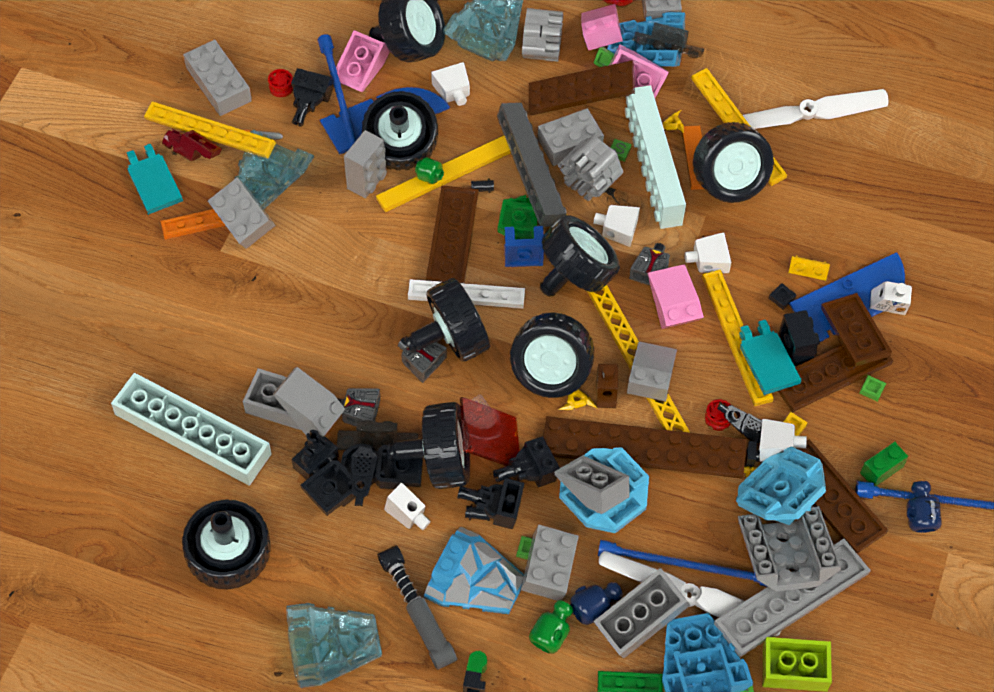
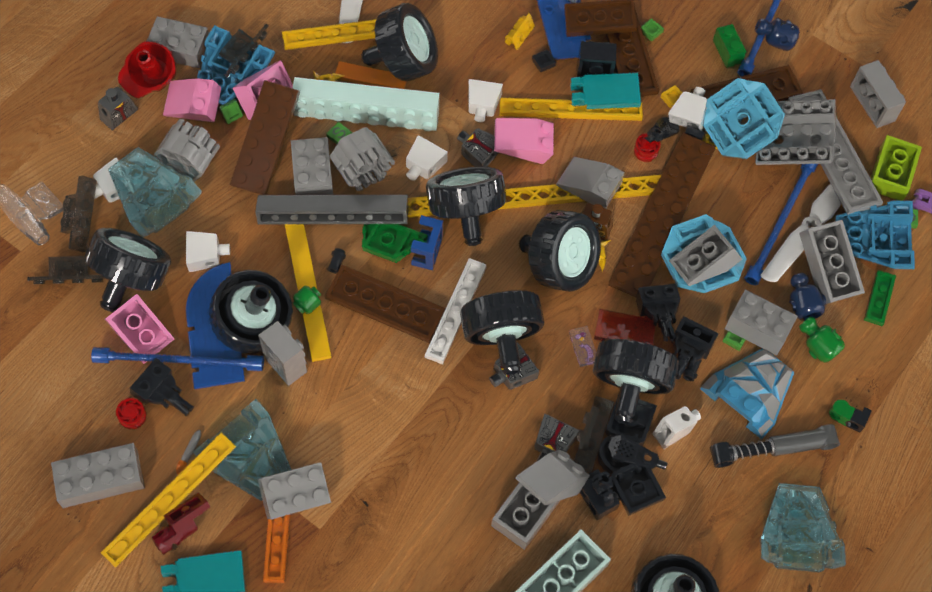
camera: 75 degrees left, 5 degrees up
(887, 627) = (877, 94): none -> light grey brick

